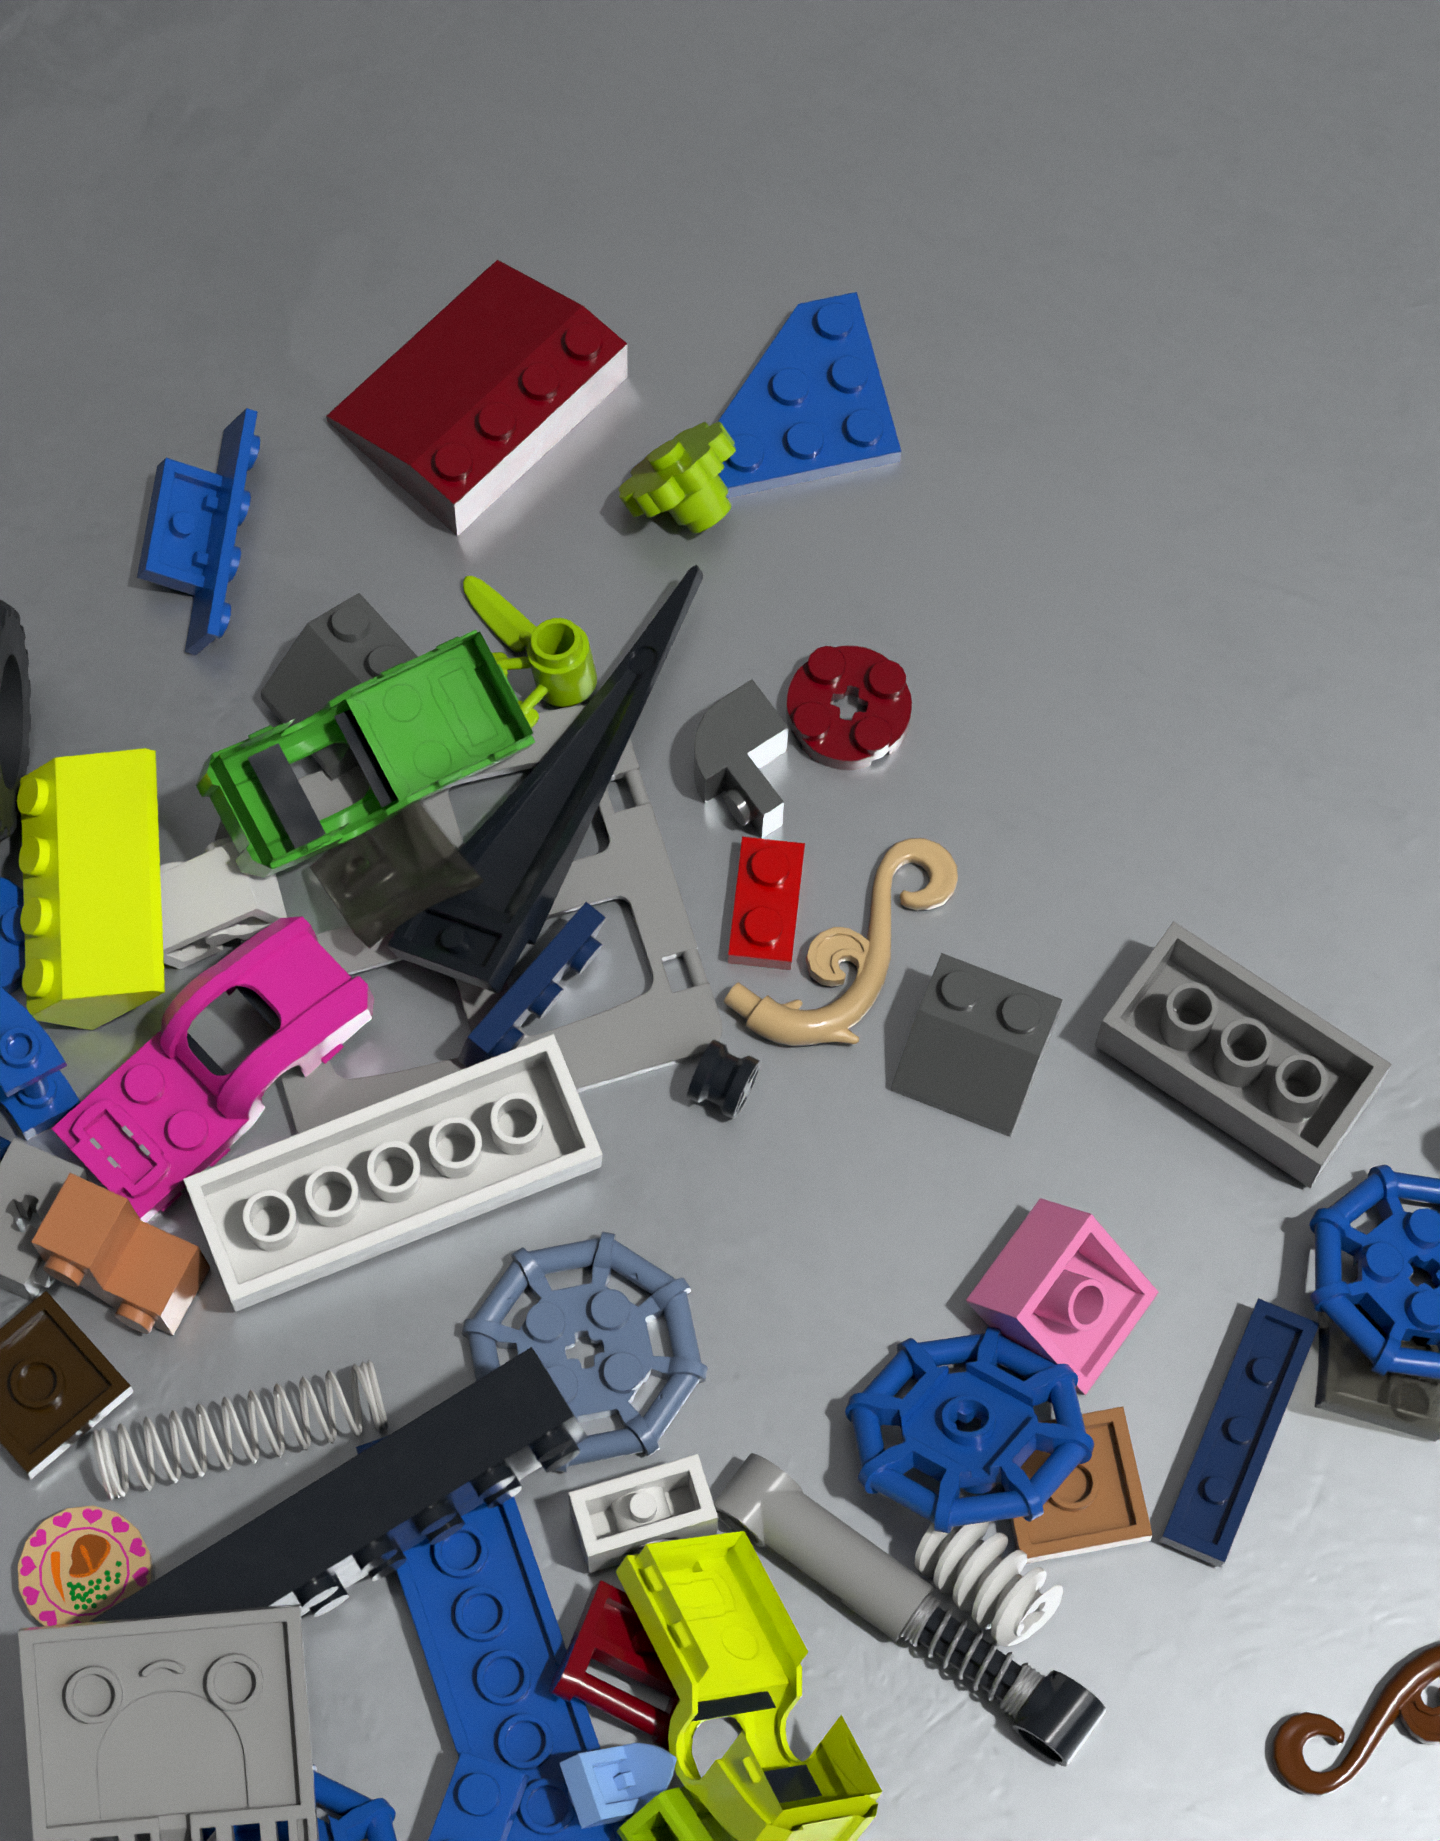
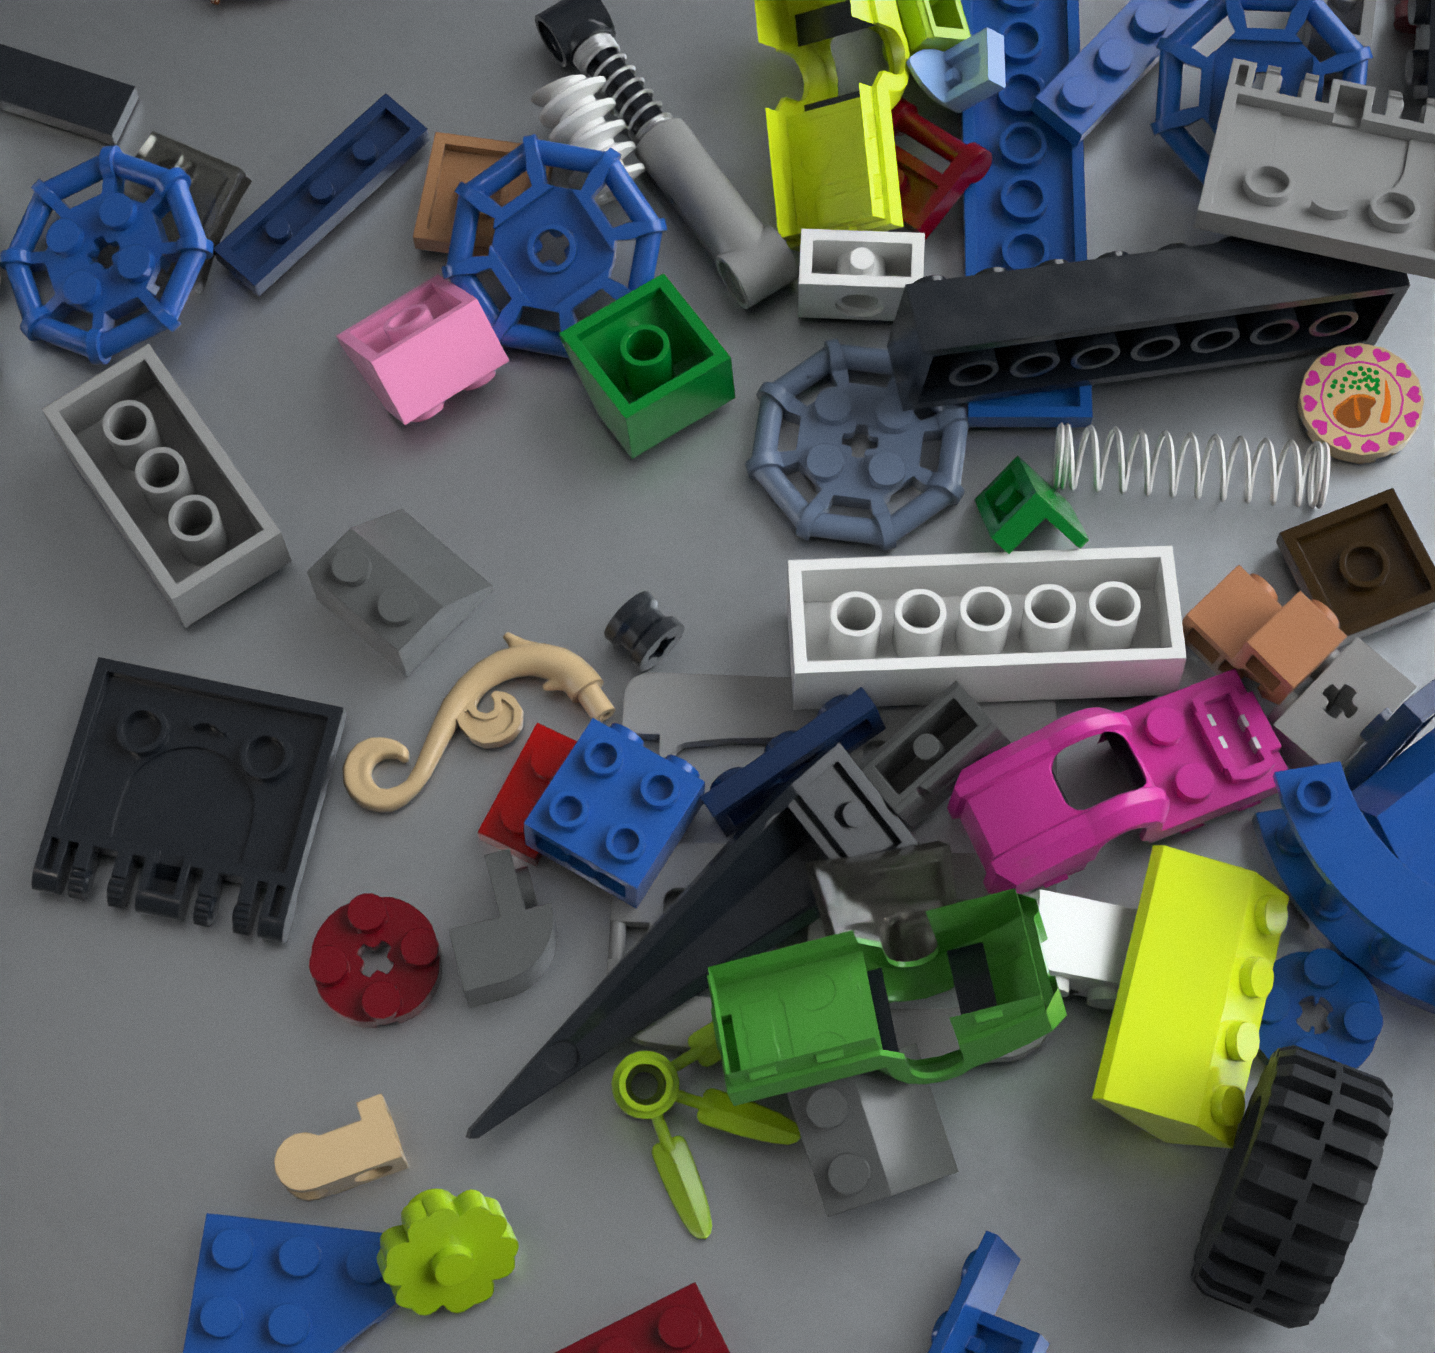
camera: 155 degrees left, 0 degrees up
(385, 1308) = (1020, 502): none -> green panel
(399, 1030) = (925, 757): none -> dark grey brick
(679, 883) = (615, 811): none -> blue brick
(801, 530) = (343, 1158): none -> tan leg
(825, 1339) = (649, 365): none -> green slope
(1083, 798) = (190, 786): none -> black hinge

